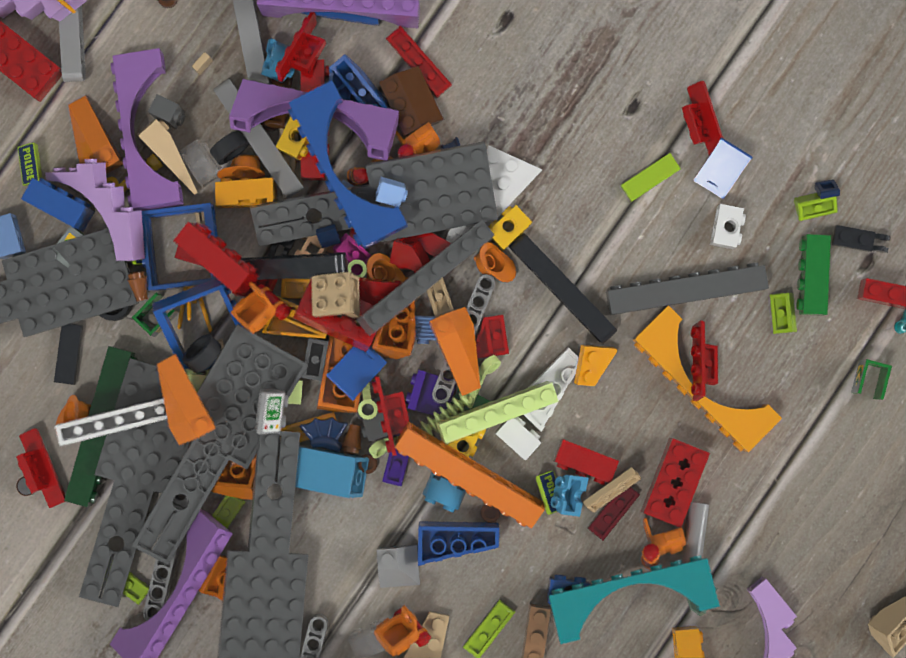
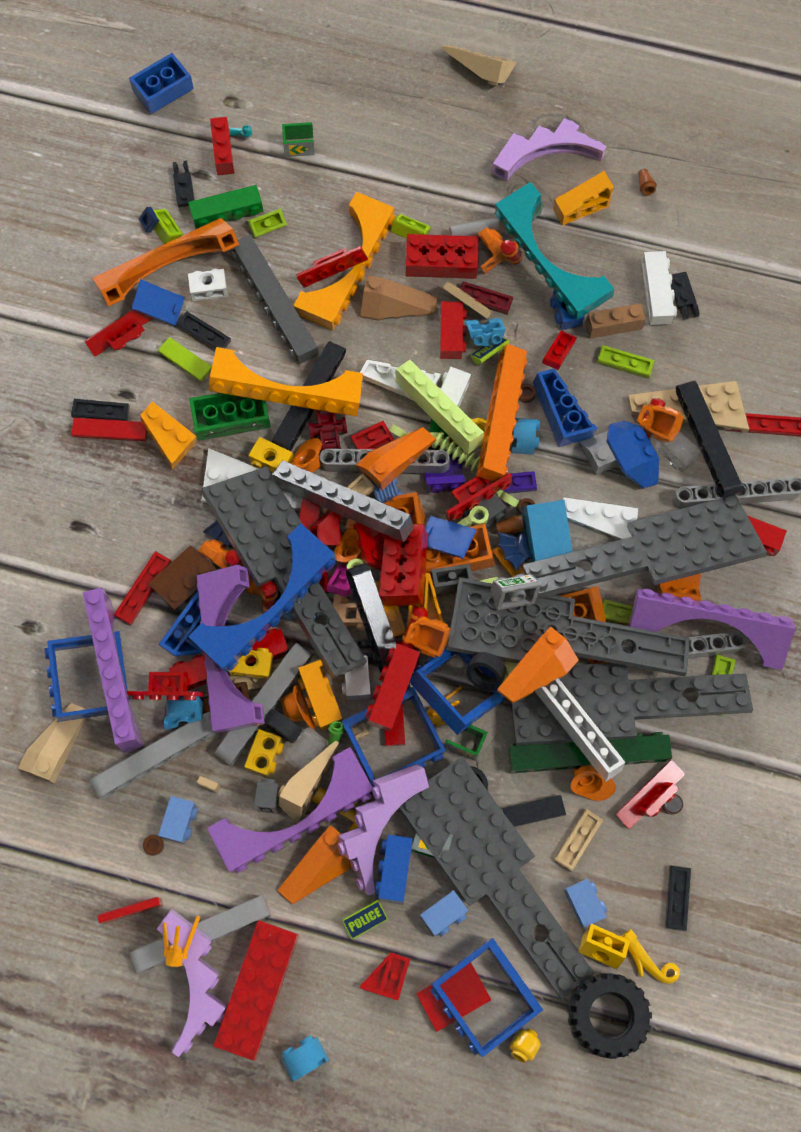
camera: 105 degrees left, 15 degrees down
(27, 385) = (578, 840): none -> tan tile
(138, 284) = (443, 760): dark orange cone -> none
(179, 25) = (178, 820): none -> medium blue brick
(206, 195) = (336, 730): none -> bright green pin
(215, 120) = (259, 752): none -> yellow brick
(244, 233) = (357, 683): none -> white brick
(328, 236) = (335, 600): dark blue tile -> none
(329, 534) = (601, 517): none -> white wing
(335, 295) = (388, 566): tan bracket -> none
(383, 592) = (634, 453): none -> blue wedge
(391, 192) = (275, 552): light blue brick -> none
(521, 563) = (559, 350): none -> red tile
(528, 296) = (328, 429): none -> dark red axle
(568, 132) = (168, 434): none -> light orange wedge
(570, 201) = (227, 415): none -> green brick
(592, 363) = (366, 351): light orange wing -> none
(598, 78) = (109, 429): none -> red tile
(598, 212) = (234, 378): none -> light orange arch
(623, 75) = (100, 410): none -> black tile
(642, 411) = (390, 299): none -> medium nougat wedge
(675, 205) = (202, 331): none -> black tile
(723, 463) = (405, 225): none -> lime slope
(761, 134) = (118, 281): none -> orange arch

